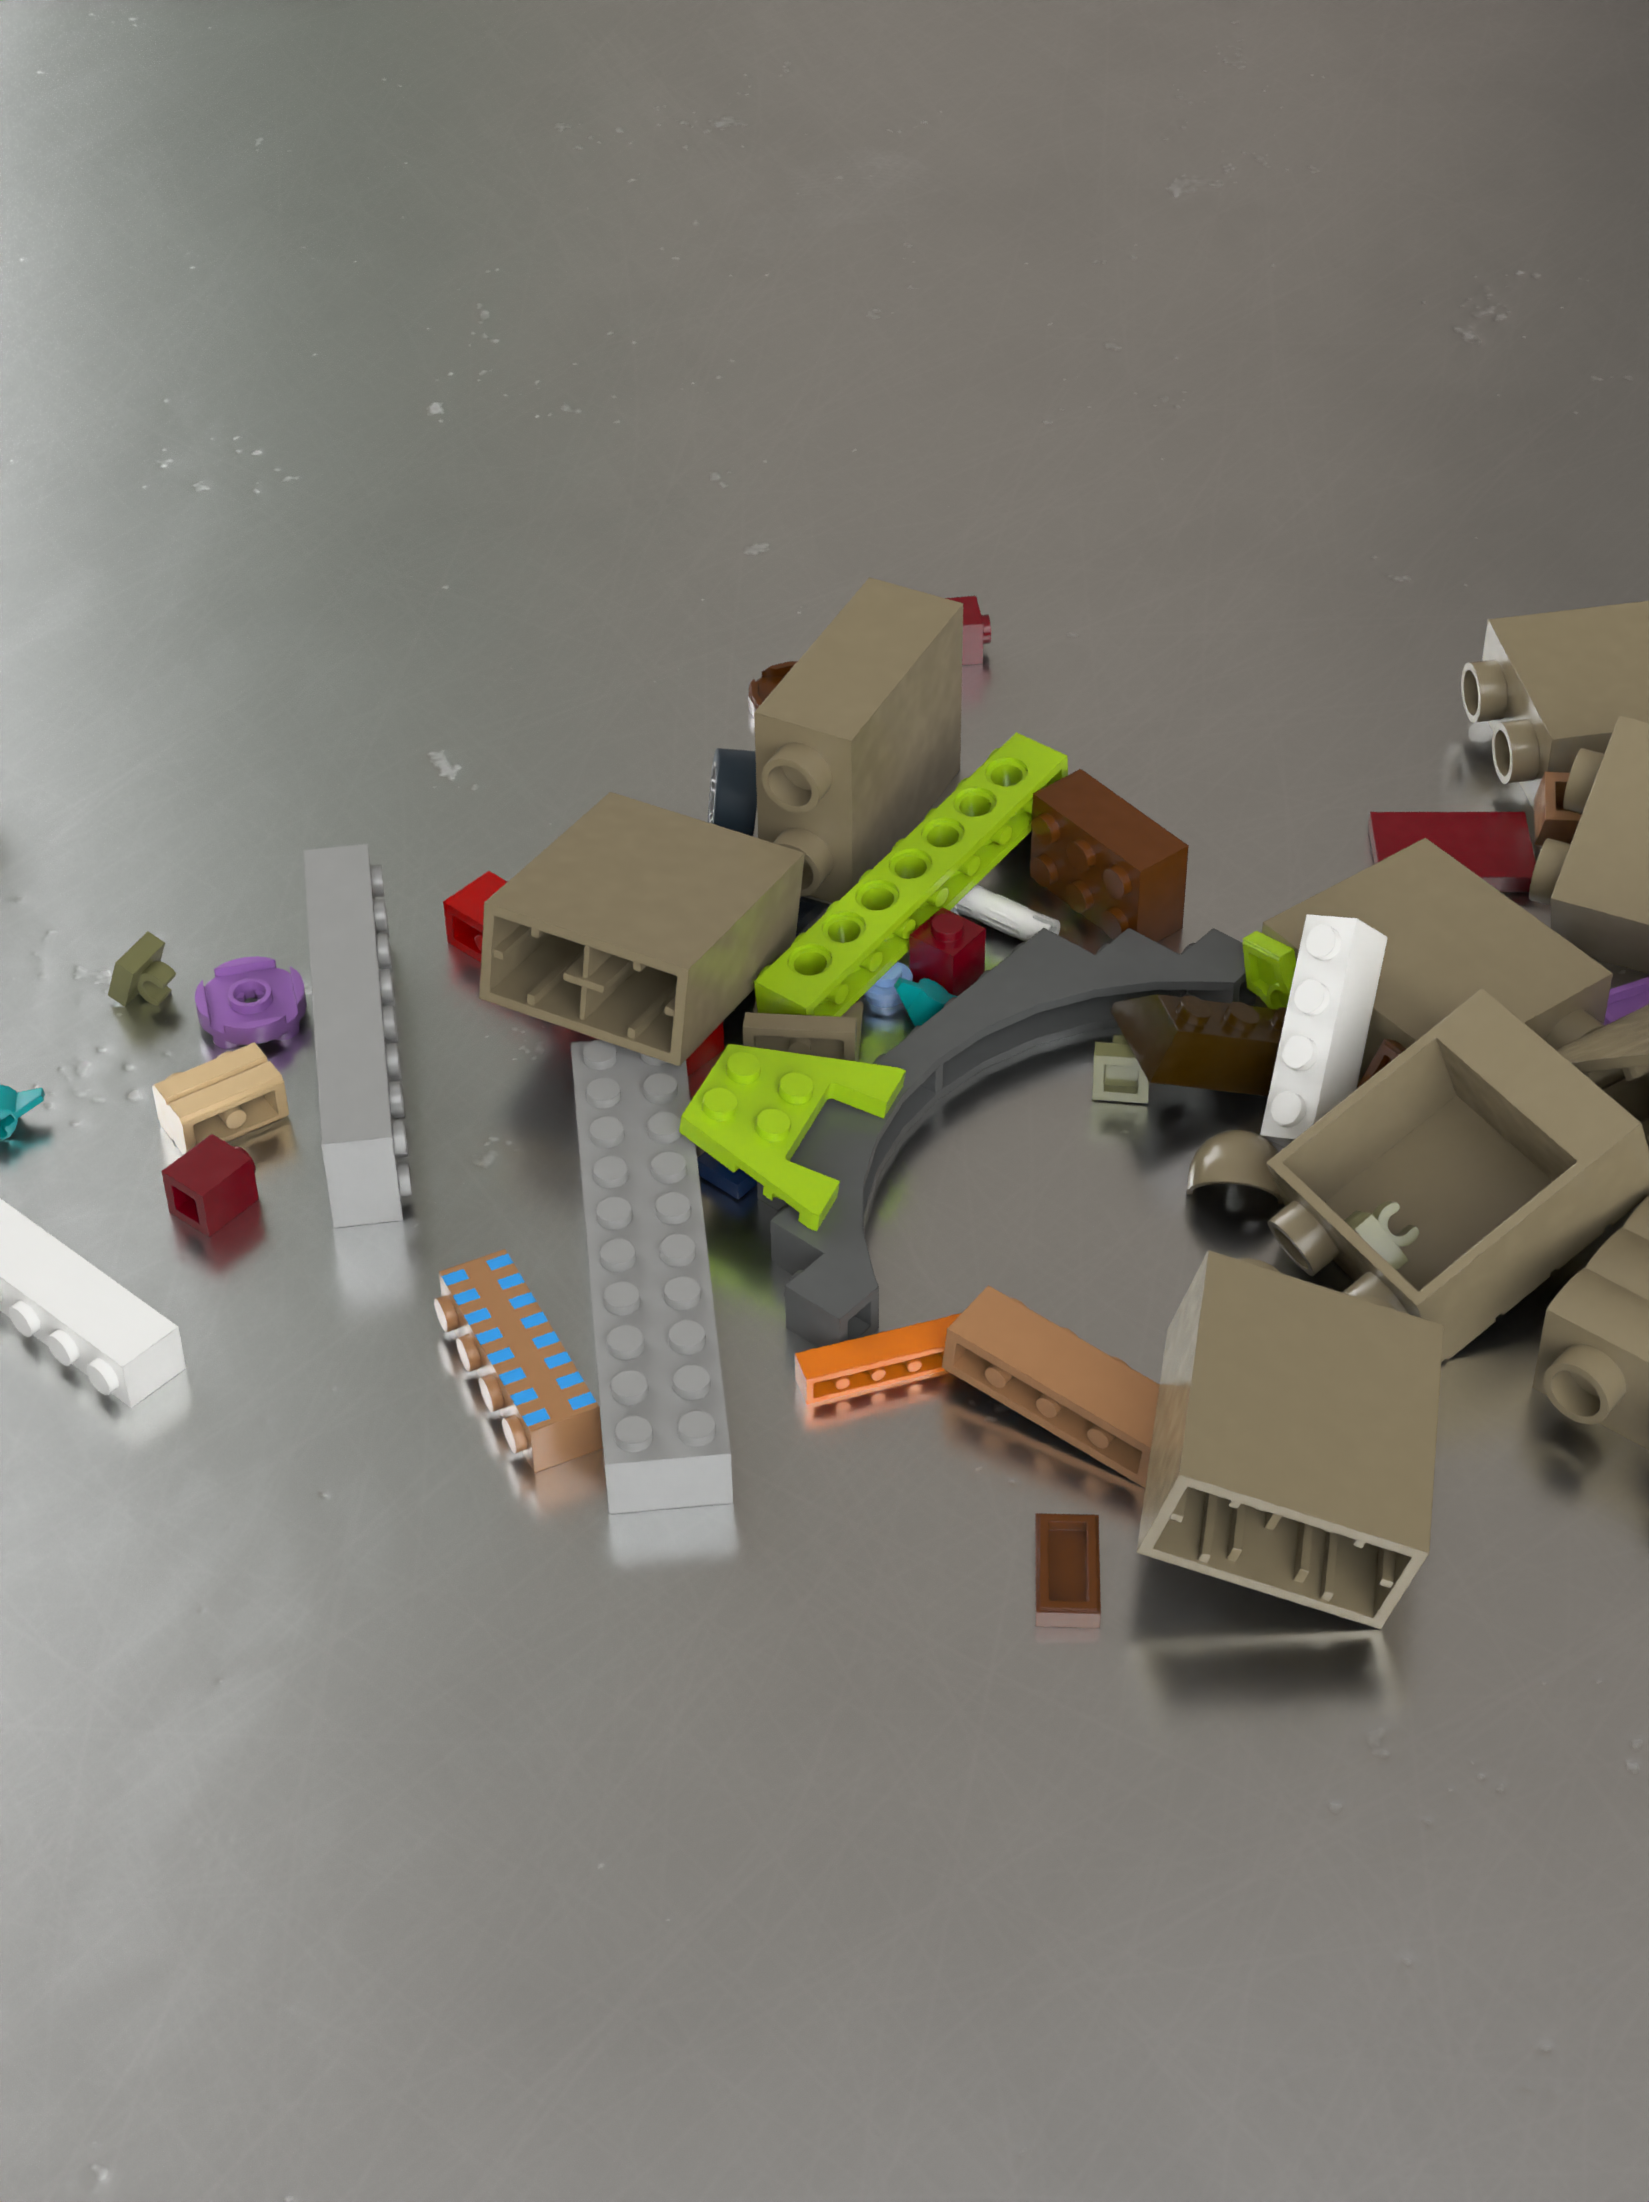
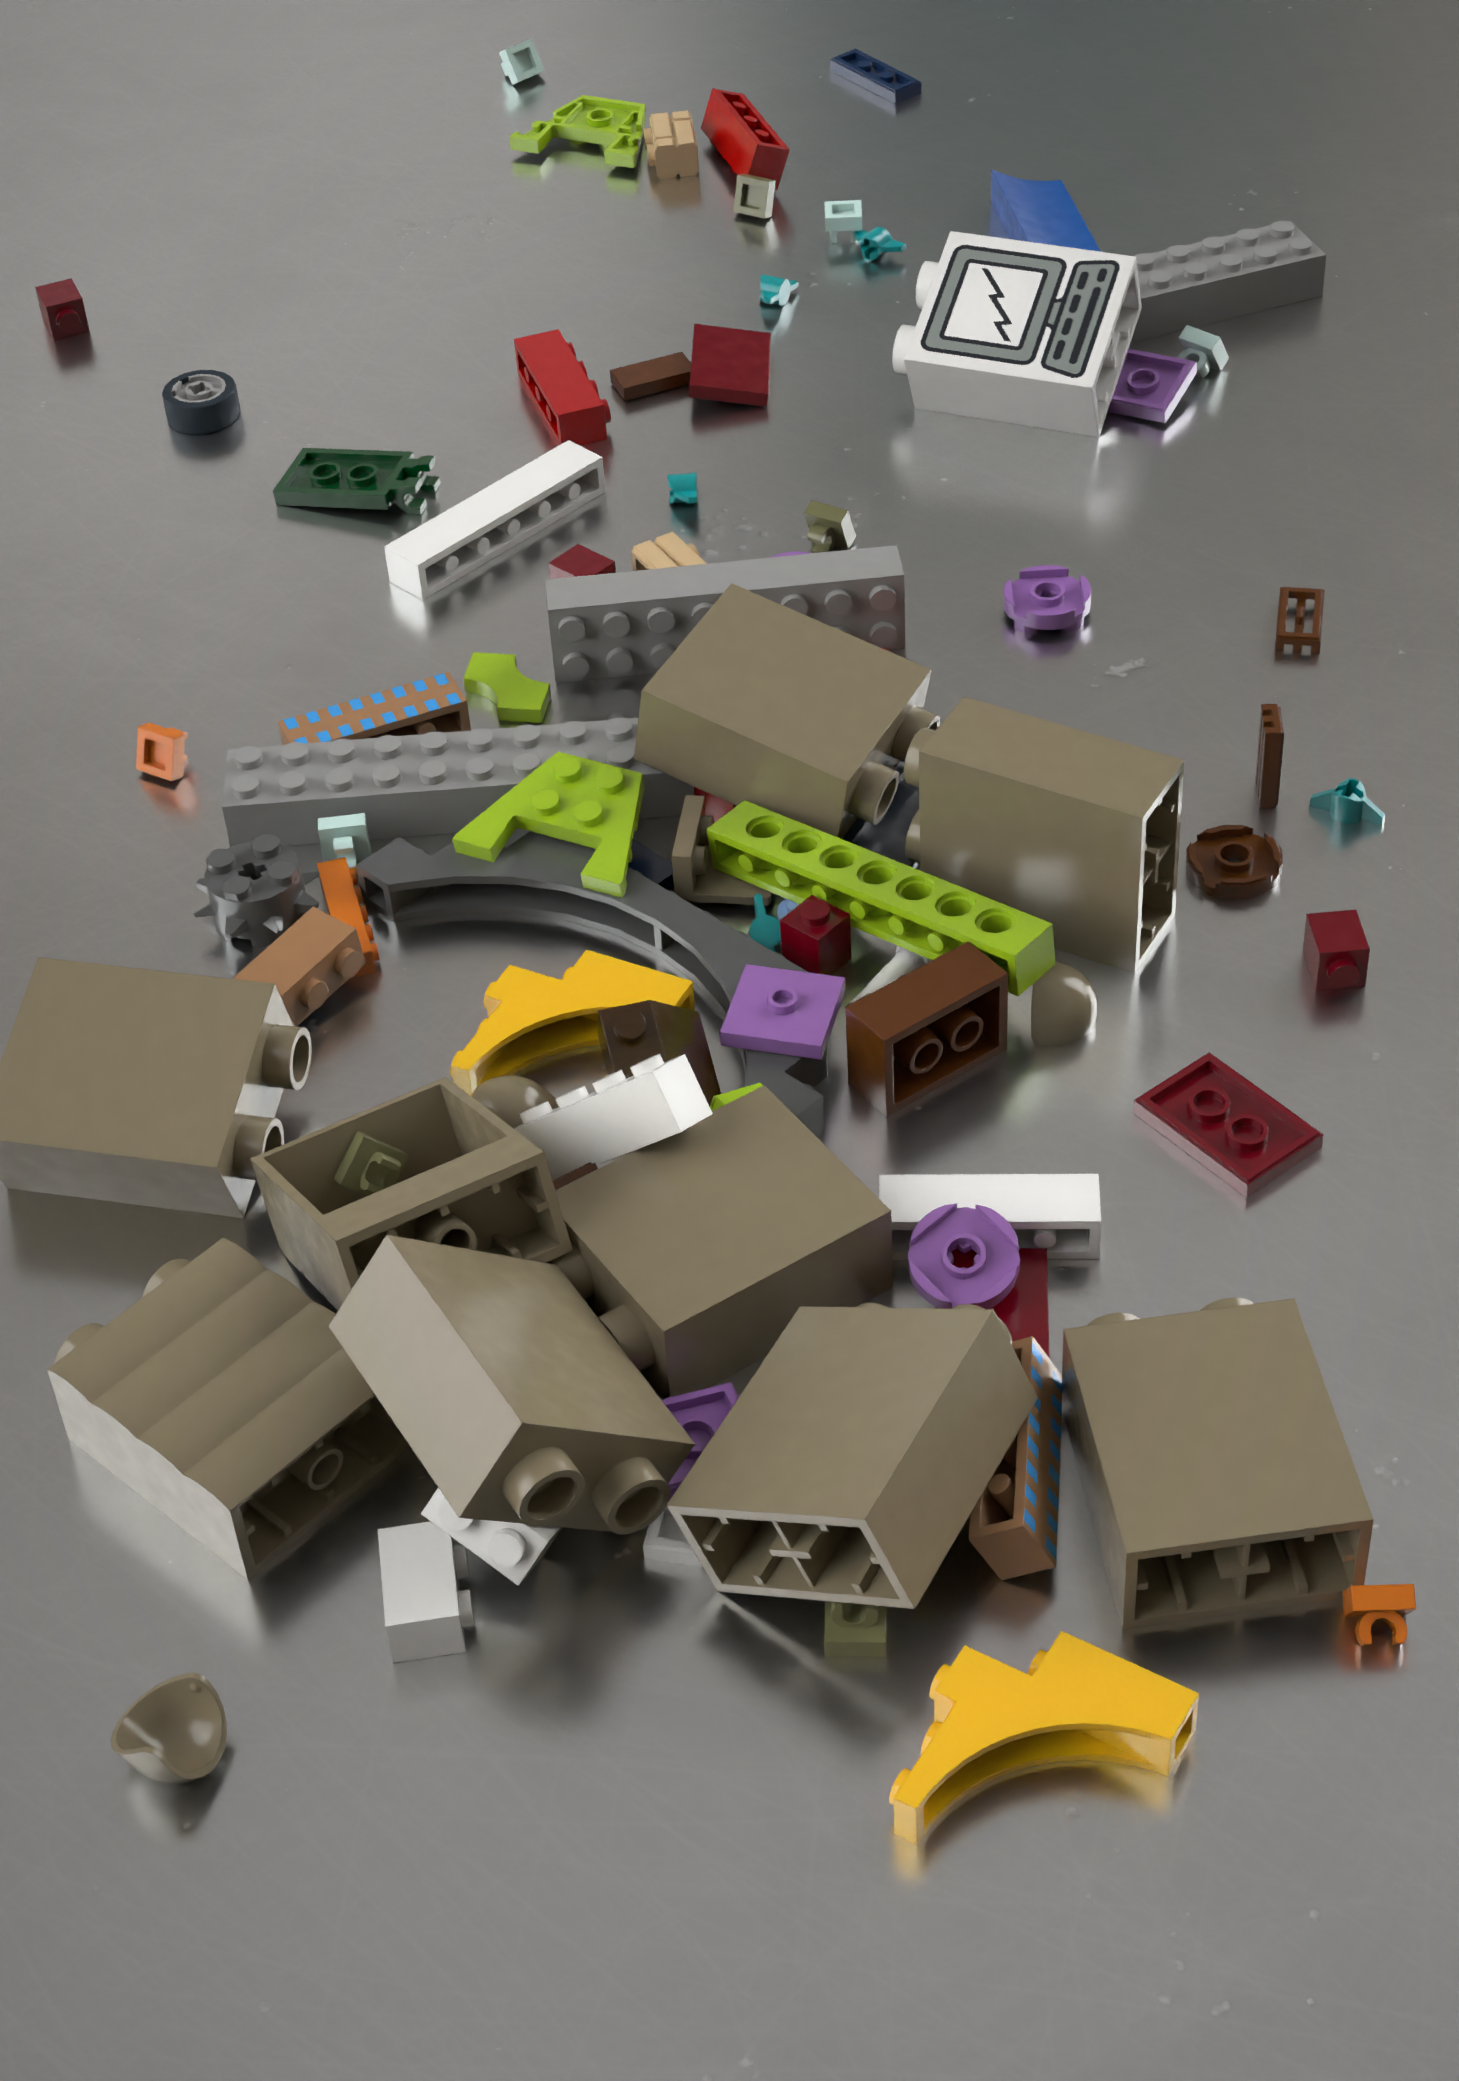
camera: 95 degrees right, 0 degrees up
(304, 821) = (1030, 609): none -> medium lavender plate
(386, 640) = (1297, 637): none -> reddish brown tile
(403, 1265) = (502, 683): none -> lime tile
(546, 1576) = (161, 751): none -> orange tile
(675, 671) = (1269, 755): none -> reddish brown tile
(712, 624) = (1348, 803): none -> teal piece
(762, 1362) = (344, 837): none -> light aqua tile
(865, 1428) = (255, 890): none -> dark grey brick
(1074, 1155) = (544, 1016): none -> yellow arch
(1101, 948) = (783, 1011): none -> medium lavender plate
(1179, 714) = (1228, 1124): none -> dark red tile
(1332, 821) = (1043, 1209): none -> white brick
(1408, 820) = (963, 1229): none -> medium lavender plate

